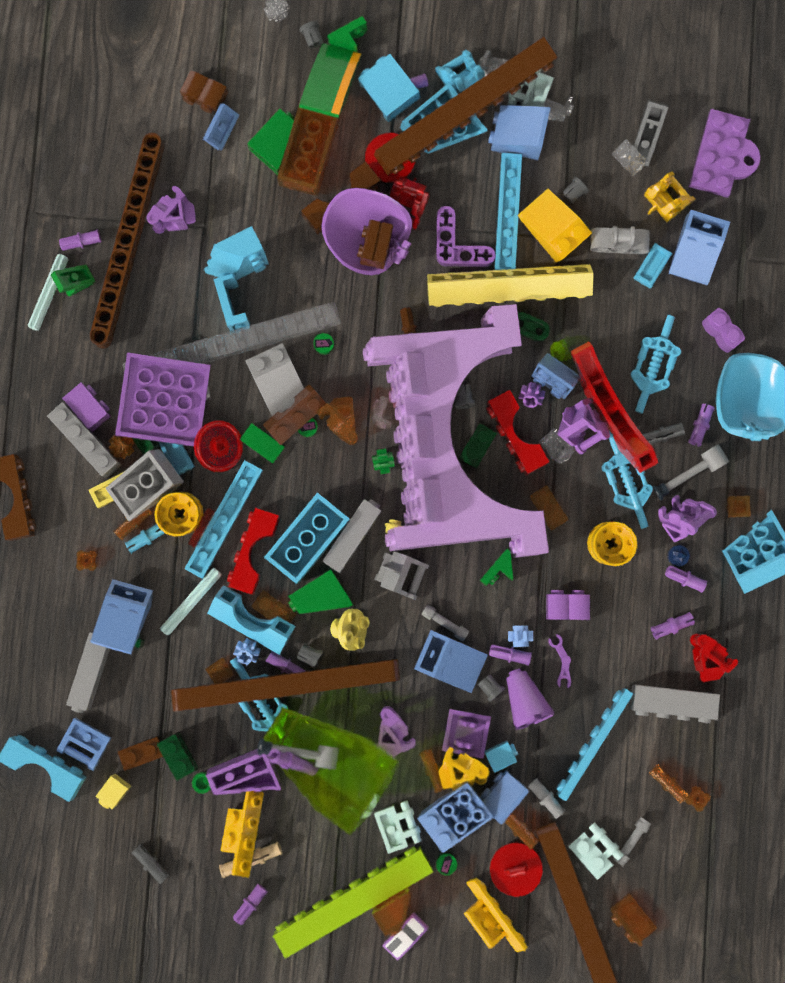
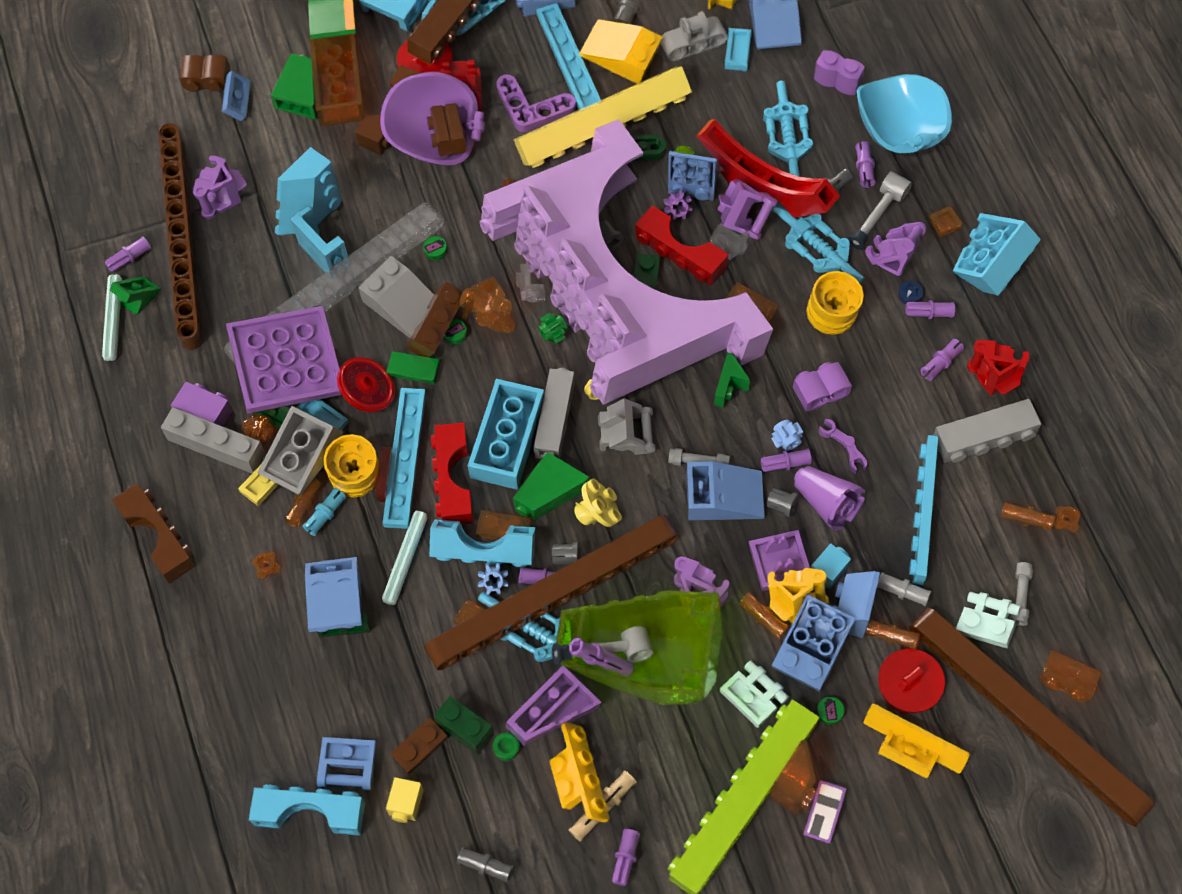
camera: 25 degrees left, 20 degrees down
(87, 676) = (319, 680): light grey brick -> none

